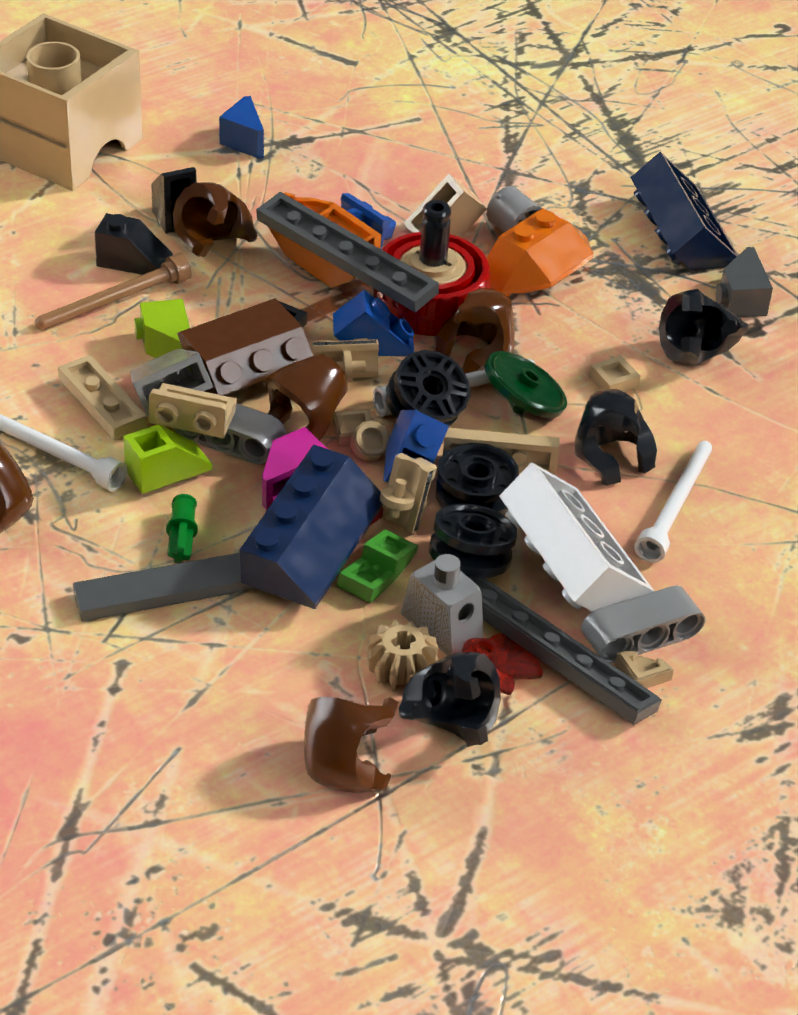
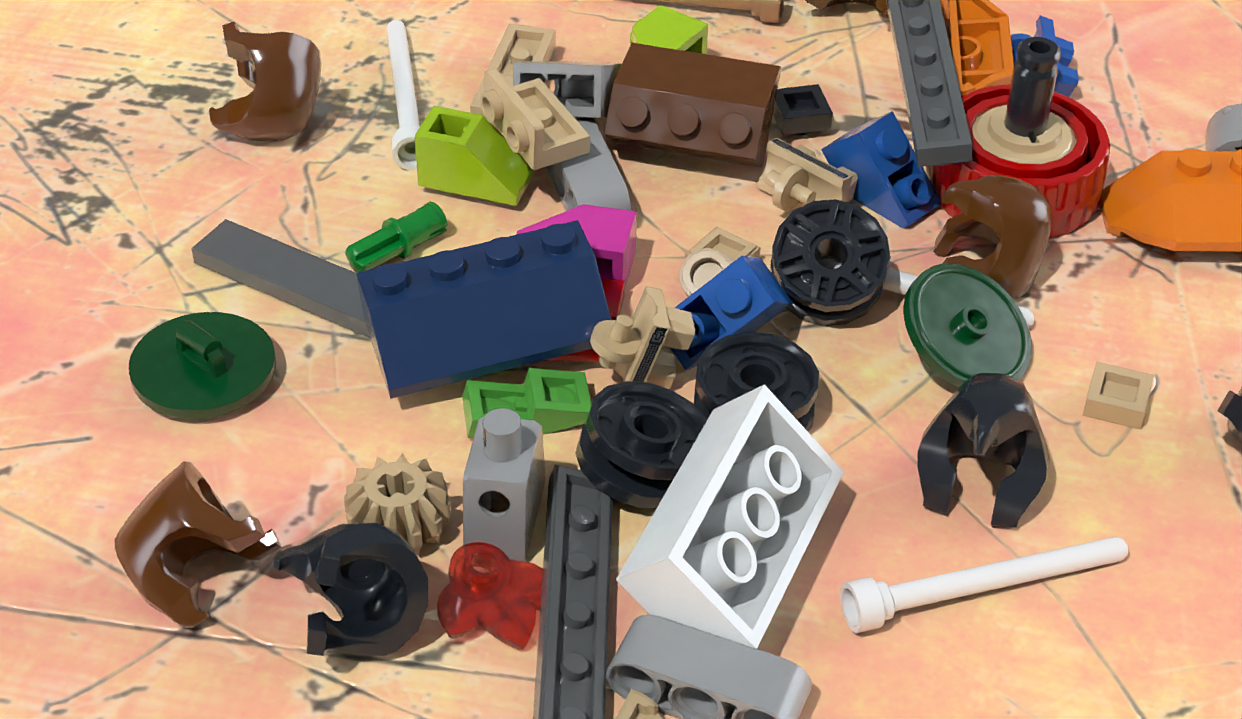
camera: 50 degrees right, 0 degrees up
(187, 665) = (202, 365): none -> dark green shield
(314, 385) = (686, 177): reddish brown piece -> none
(463, 202) = (1160, 102): tan slope -> none
(522, 447) = (844, 387): tan plate -> none

